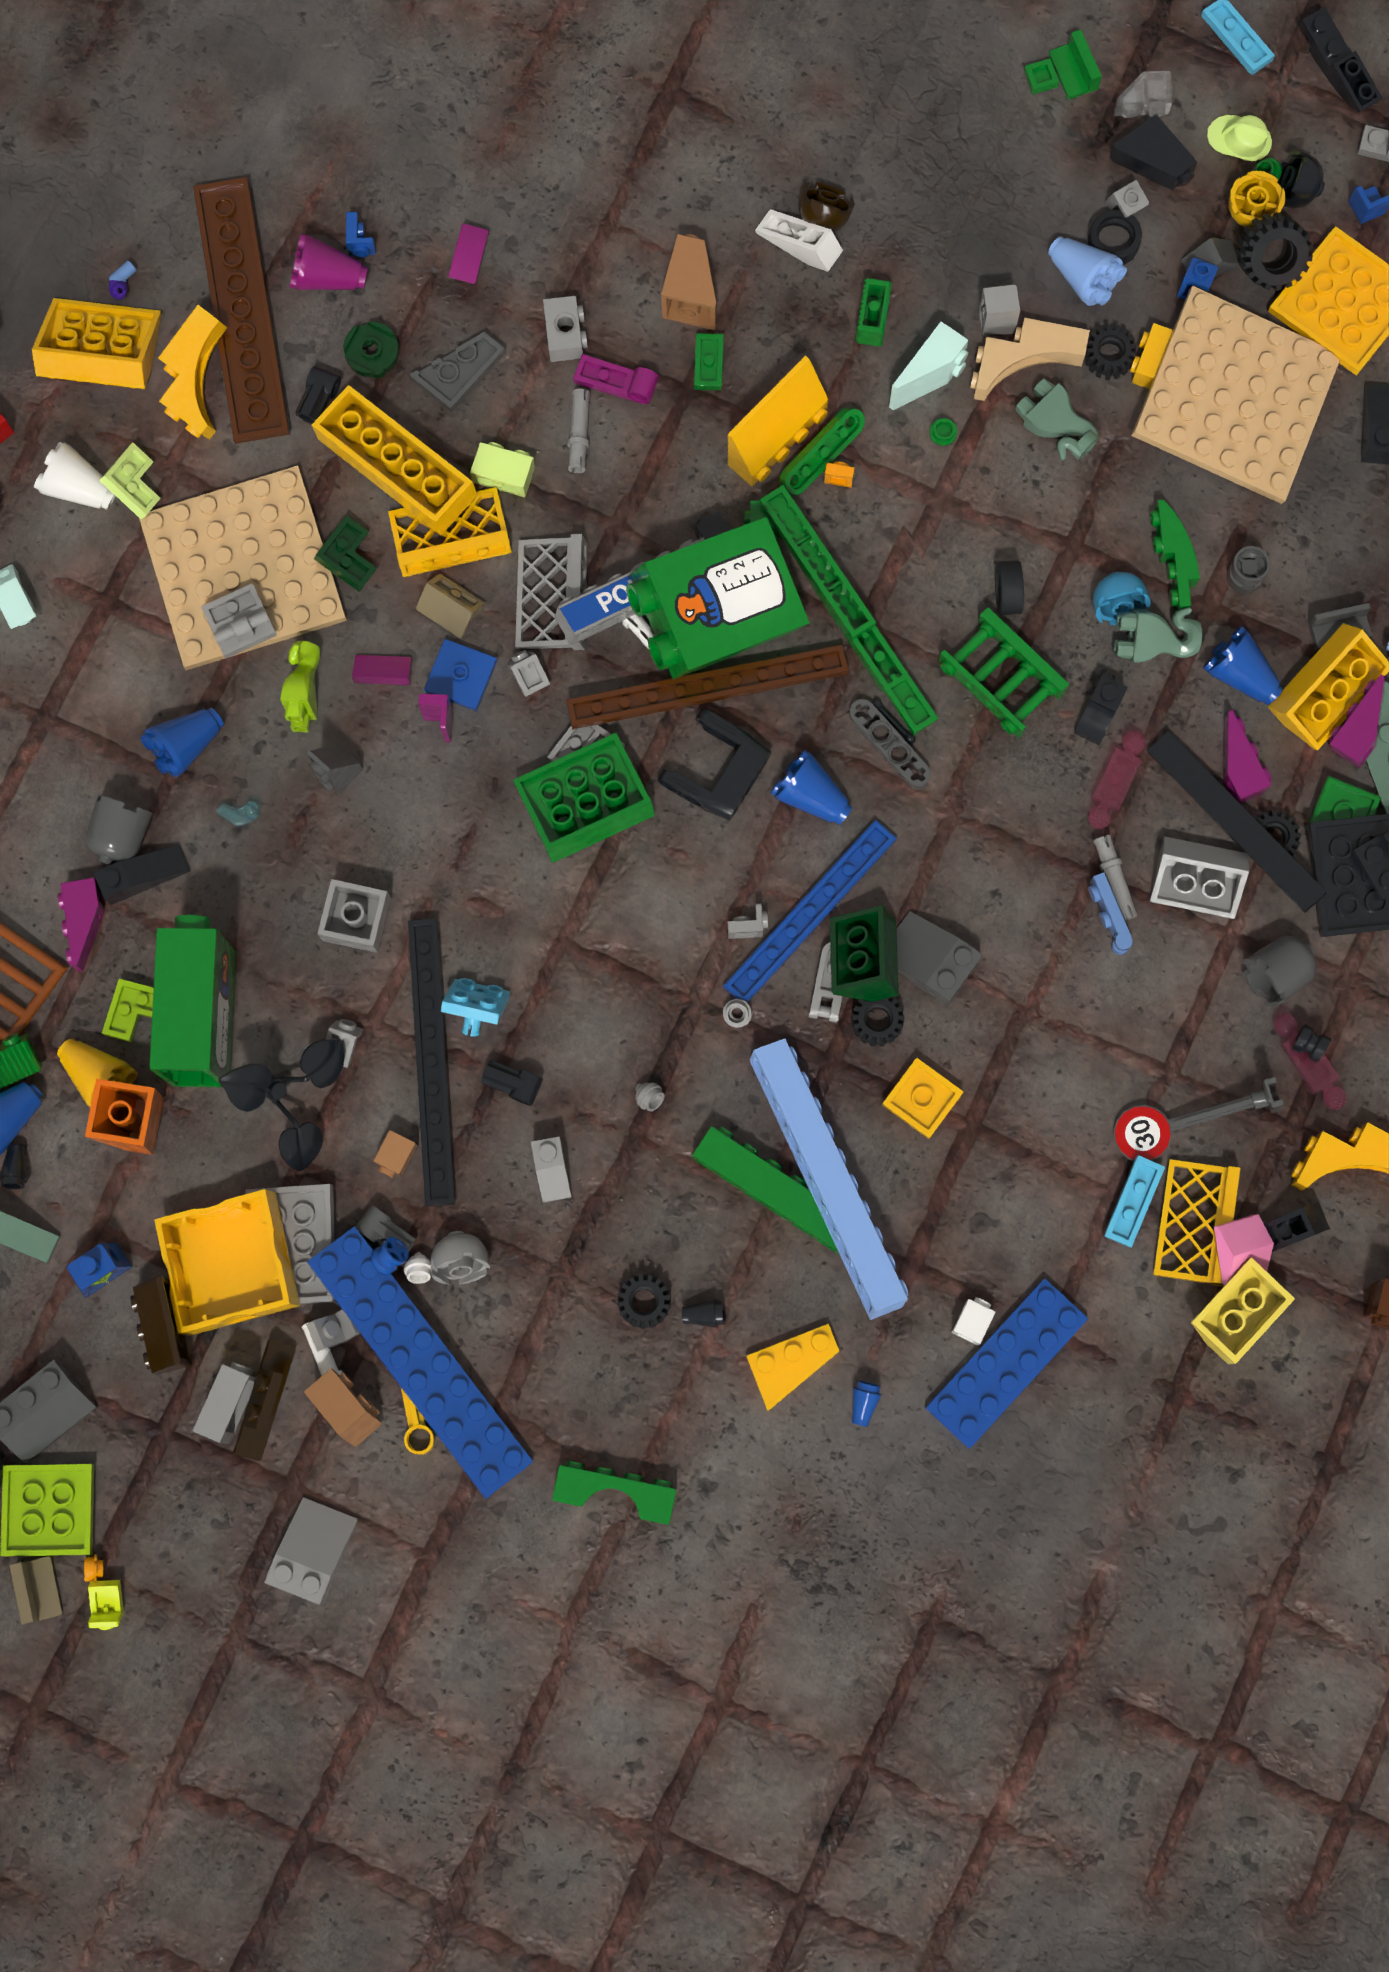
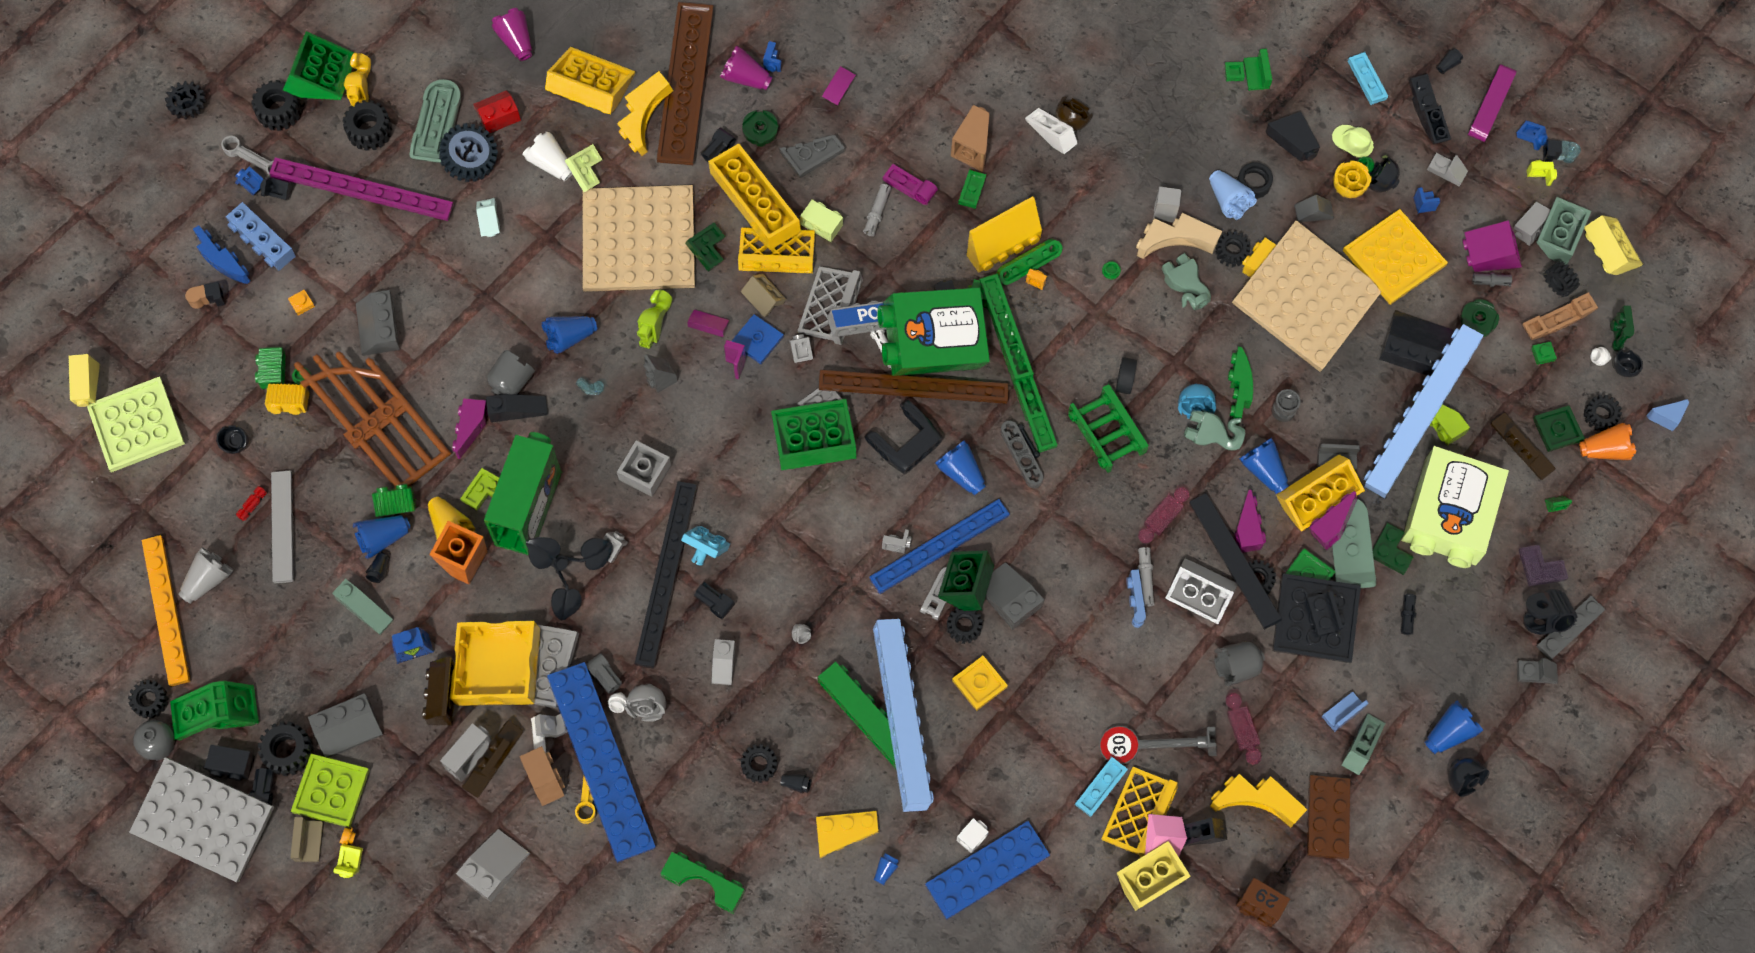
camera: 10 degrees right, 10 degrees down
(118, 280) = (613, 46): arm -> none
(238, 621) = (626, 268): light grey plate -> none
(389, 1255) = (602, 686): blue wheel -> none
(395, 1154) = (624, 625): medium nougat brick -> none
(559, 313) = (886, 136): light grey brick -> none
(731, 1019) = (867, 596): light grey plate -> none
(873, 312) = (1086, 185): green brick -> none
(931, 367) = (1113, 227): light aqua slope -> none
(1100, 710) = (1165, 468): black arch -> none
(1129, 199) = (1269, 158): light grey bracket -> none
(1146, 96) = (1298, 99): clear slope -> none
(1199, 275) = (1302, 215): blue bracket -> none
(1291, 263) = (1365, 223): black tyre -> none
(1308, 1042) = (1244, 713): black wheel -> none

